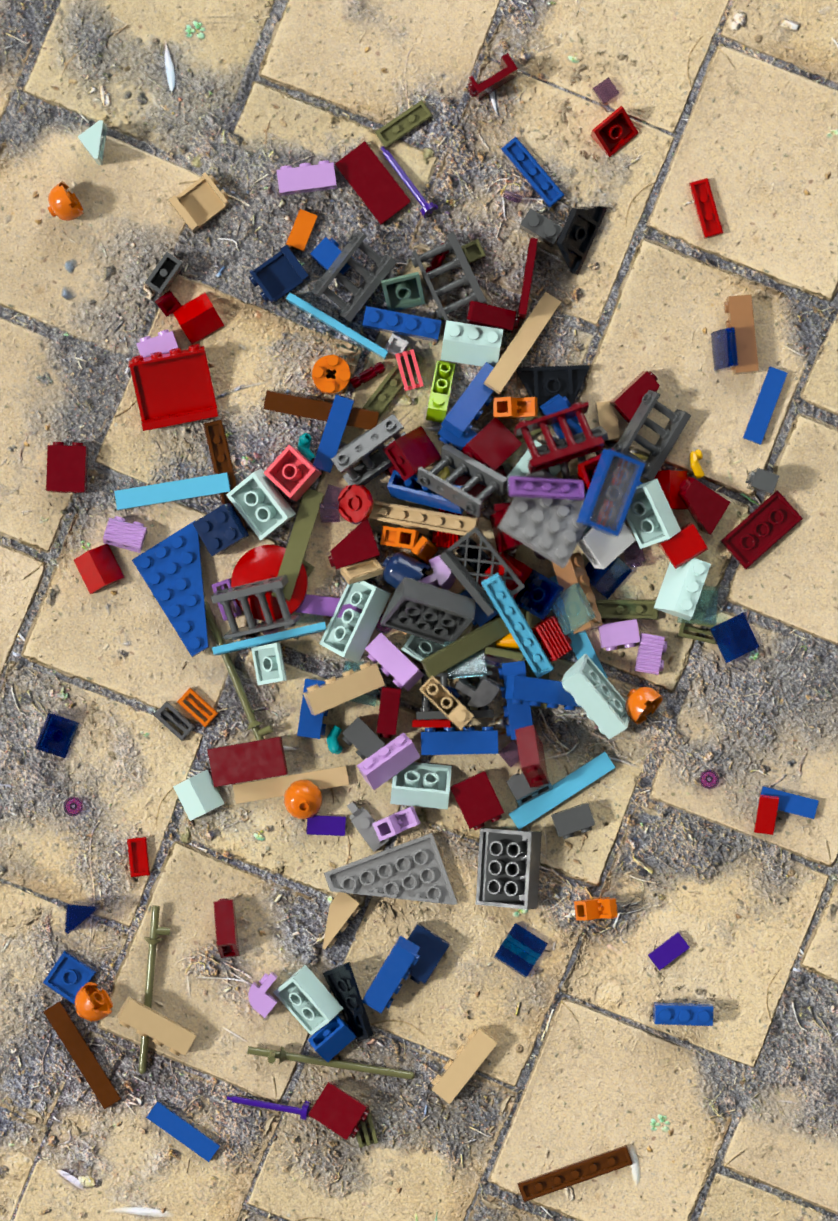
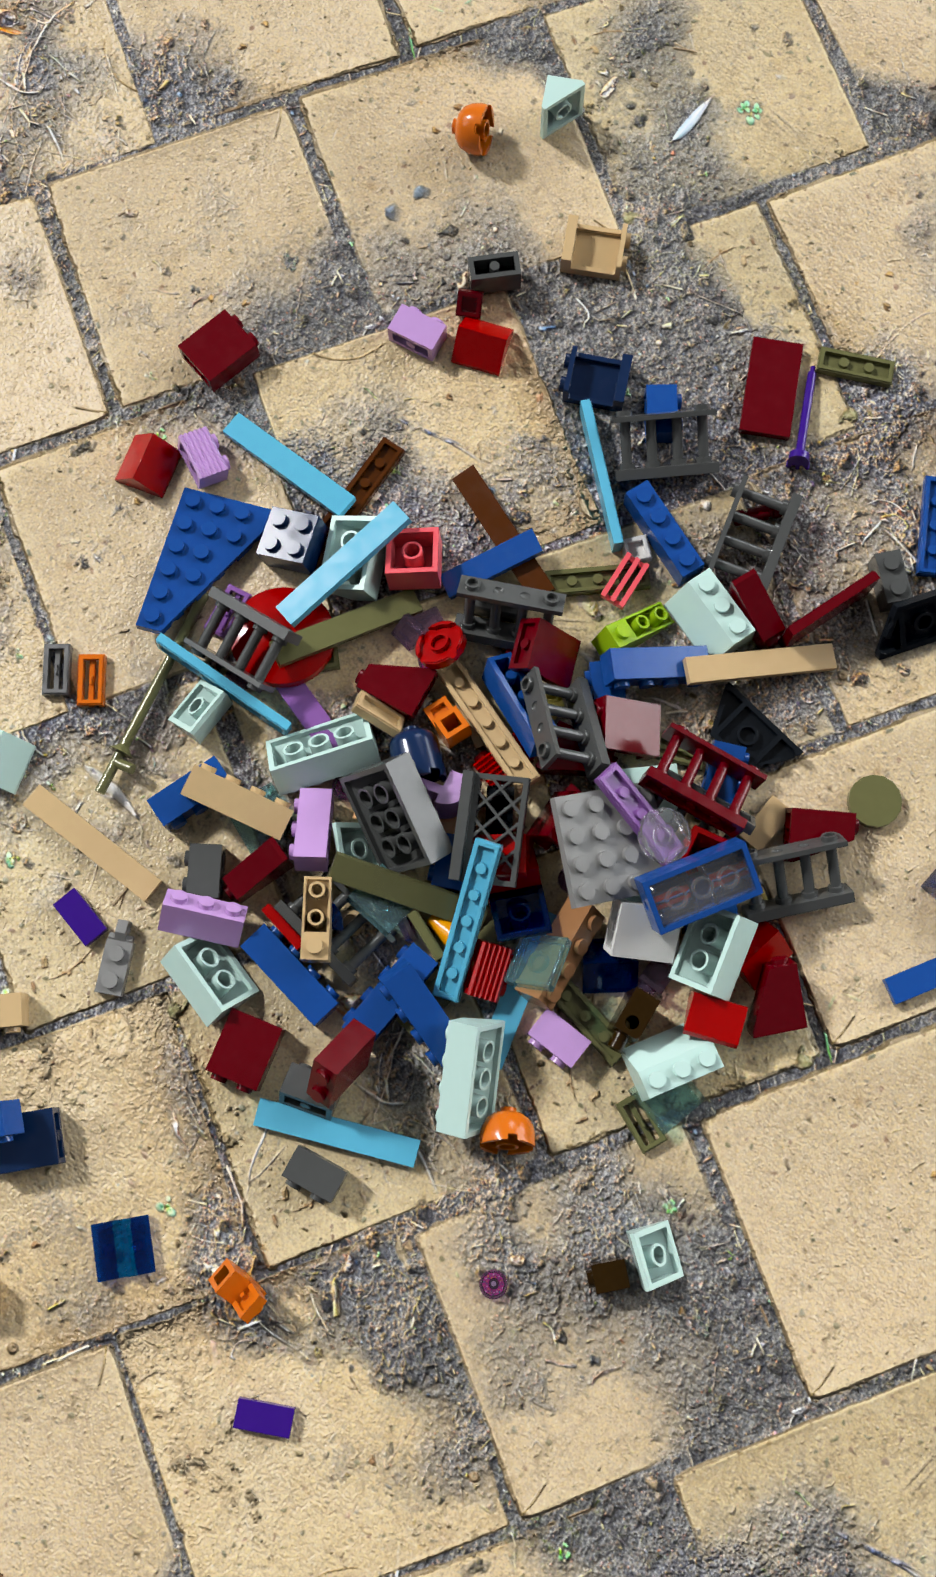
camera: 50 degrees right, 10 degrees down
(173, 387) = (393, 373): red panel -> none
(247, 761) = (76, 776): dark red tile -> none
(264, 515) = (343, 564): none -> medium azure tile
(301, 230) = (660, 363): orange tile -> none
(303, 799) = (85, 867): orange cylinder -> none
(304, 446) = (452, 550): teal arm -> none
(306, 178) = (714, 322): lavender brick -> none
(332, 741) = (175, 844): teal arm -> none
(334, 364) = (549, 497): orange brick -> none
(367, 375) = (581, 548): dark red axle -> none
(396, 823) = (143, 986): lavender brick -> none
(401, 872) = (96, 1040): light grey wing -> none
(403, 292) = (697, 505): sand green slope -> none
(424, 550) = (458, 754): orange tile -> none
(473, 251) = (800, 540): olive tile -> none
(482, 694) = (360, 949): flat silver brick -> none
(508, 868) = (201, 1153): dark grey slope -> none
(510, 754) = (323, 1037): clear purple tile -> none
(512, 197) = (891, 527): clear purple tile -> none
(515, 407) = (683, 709): orange brick -> none
(569, 485) = (664, 835): none -> clear tile
(643, 580) = (637, 1009): none -> dark brown torso
(649, 352) = (874, 801): none -> olive tile
(650, 654) = (567, 1092): lavender brick -> none
(683, 1014) = (206, 1503): blue brick -> none
(695, 465) = (808, 955): yellow arm -> none
(734, 637) = (669, 1167): clear blue slope -> none
(757, 718) = (608, 1275): none -> dark brown brick
(761, 529) = (809, 1089): dark red tile -> none
(762, 481) = (861, 1040): dark grey brick -> none
(766, 814) = (512, 1386): red tile -> none
(769, 685) = (655, 1255): none -> light aqua slope
(793, 803) = (547, 1399): blue tile -> none

